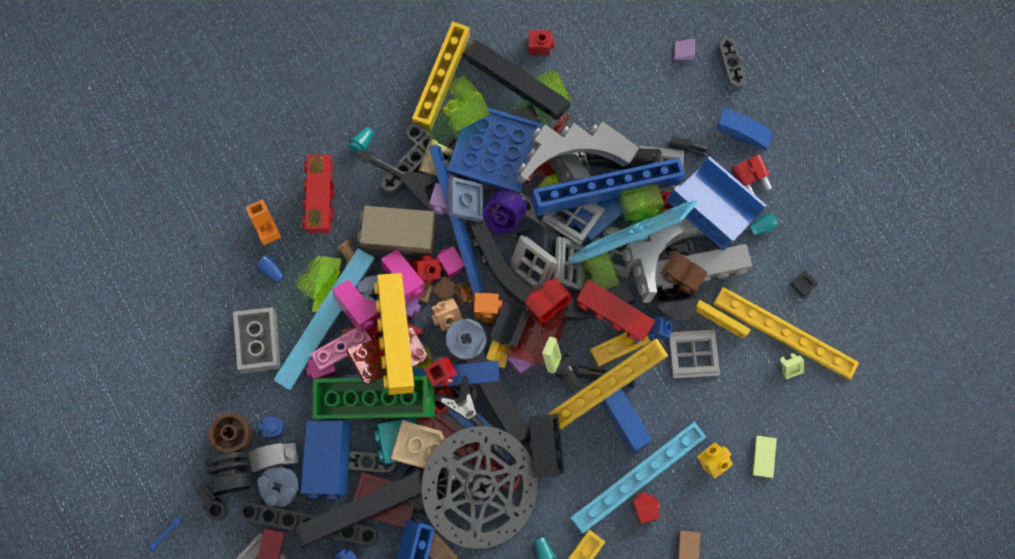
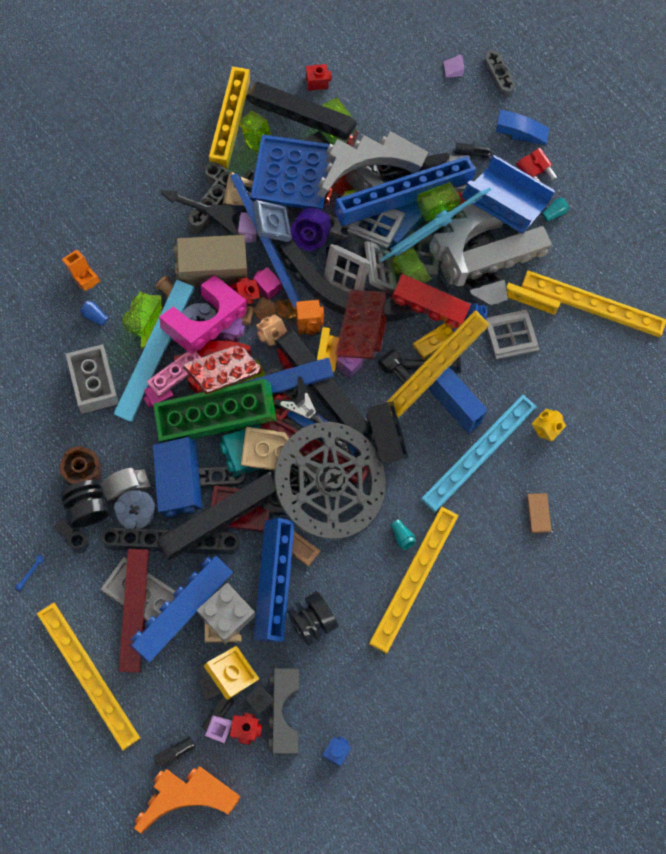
camera: 10 degrees left, 5 degrees down
(271, 427) = (119, 458): blue plate -> none
(319, 191) = (130, 236): red piece -> none
(361, 140) = (163, 184): teal cone -> none
(395, 334) = (227, 345): yellow brick -> none
(441, 372) = (276, 375): red brick -> none
(466, 110) = (260, 139): clear neon green brick -> none
(477, 337) = (305, 339): sand blue plate -> none
(509, 325) = (333, 327): black panel -> none
(548, 300) = (367, 298): red brick -> none
(551, 355) = (379, 348): yellowish green tile -> none
(646, 508) = (491, 478): red brick -> none
(683, 273) = (489, 257): reddish brown brick -> none
(764, 457) = (594, 417): yellowish green tile -> none
(793, 366) = (605, 331): yellowish green tile -> none
(804, 283) = (602, 257): black tile -> none

